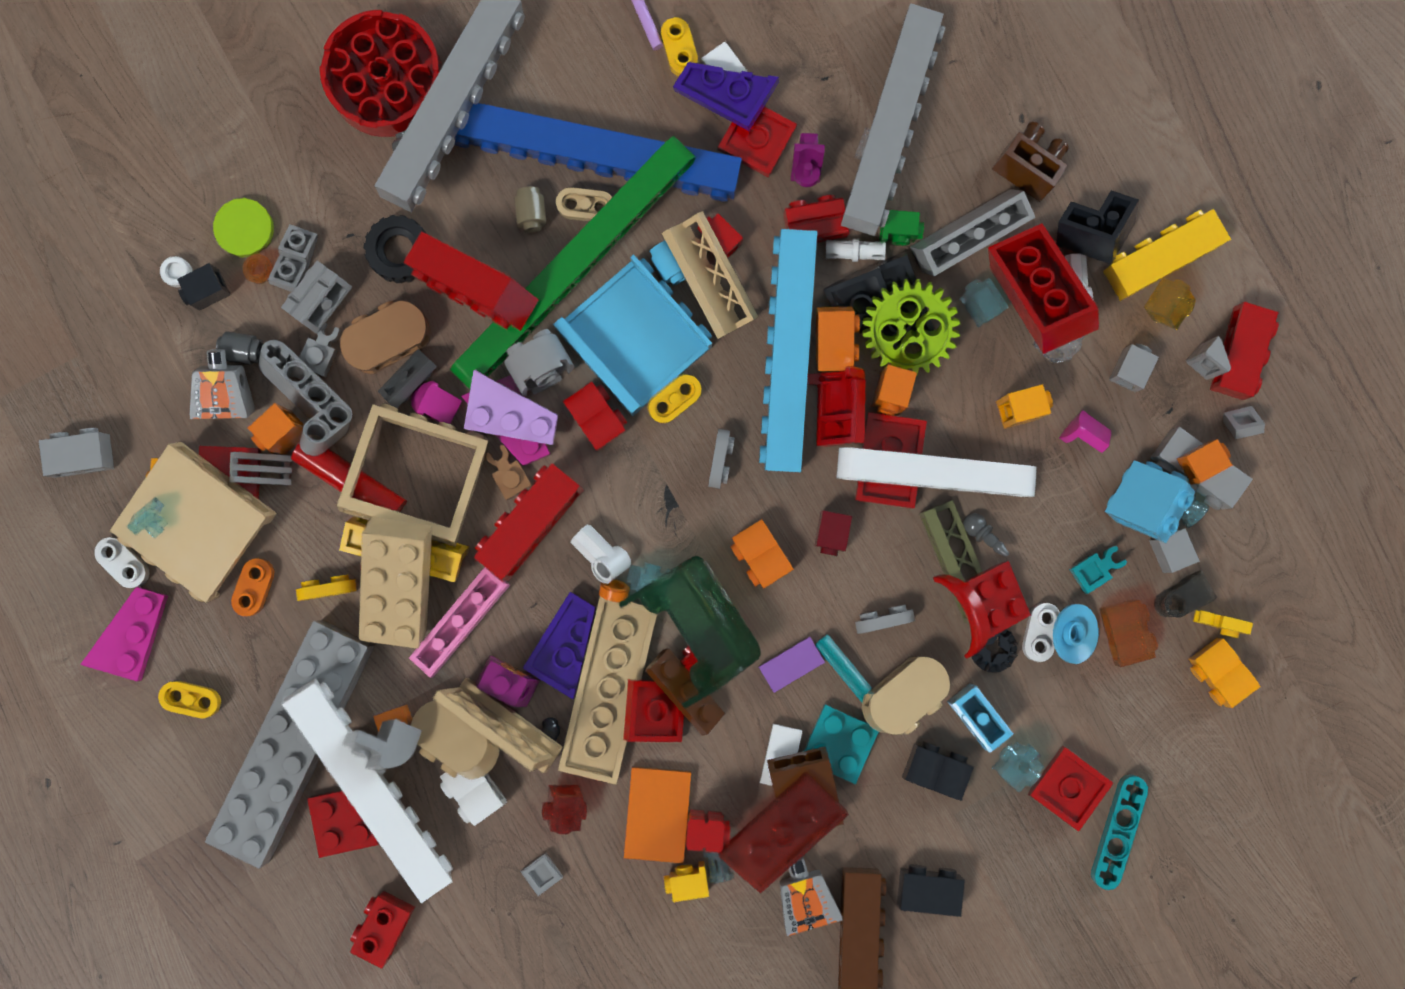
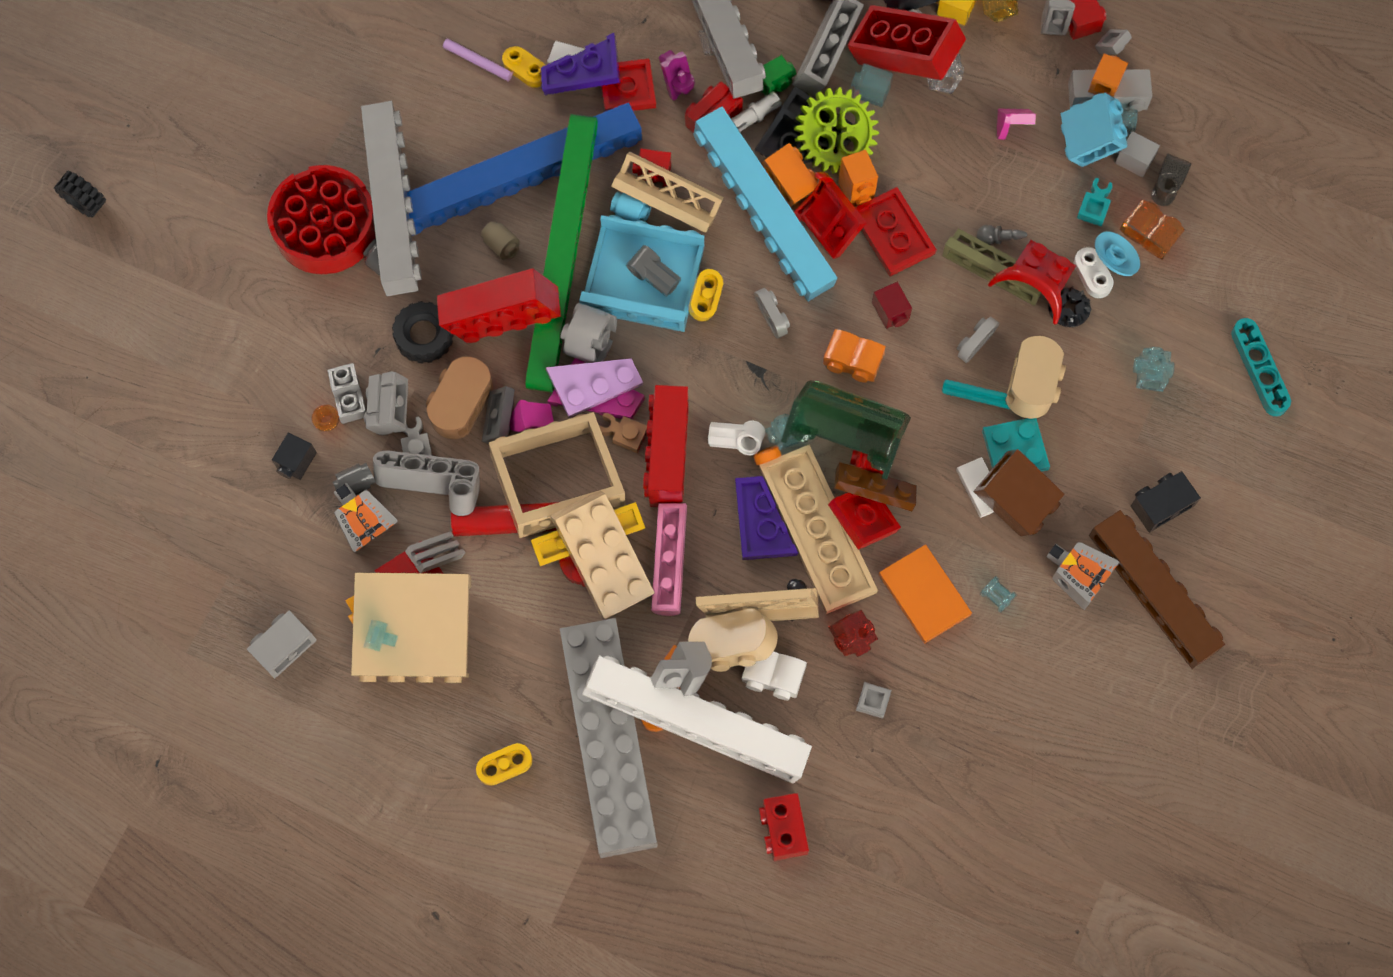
camera: 30 degrees left, 15 degrees down
(120, 562) = (373, 702): white plate -> none
(129, 636) = (421, 754): dark pink wing -> none
(174, 268) = (261, 463): white tile -> none
(243, 227) = (292, 397): lime tile -> none
(254, 588) = (491, 647): orange plate -> none
(277, 430) = (429, 511): orange brick -> none
(313, 589) = (557, 598): yellow plate -> none
(338, 825) = (692, 772): red plate -> none
(506, 682) = (737, 574): magenta torso -> none
(586, 202) = (537, 210): tan plate -> none
(595, 416) = (657, 345): red brick -> none
(641, 335) = (648, 266): none -> dark grey piece
(687, 882) = (987, 622): yellow brick -> none
(707, 831) = (970, 569): red brick -> none
(783, 832) = (1026, 529): clear red tile -> none
(791, 664) = (936, 418): medium lavender tile -> none
(936, 472) = (931, 212): white beam -> none
(938, 771) = (1100, 414): black brick -> none
(980, 717) = (1099, 354): medium azure brick -> none
(1024, 406) = (956, 129): light orange brick -> none
(1070, 788) = (1202, 361): red plate -> none
(1134, 367) = (1010, 57): light grey brick -> none
(1224, 673) = (1239, 209): light orange brick -> none
(1229, 626) = (1213, 176): yellow plate -> none

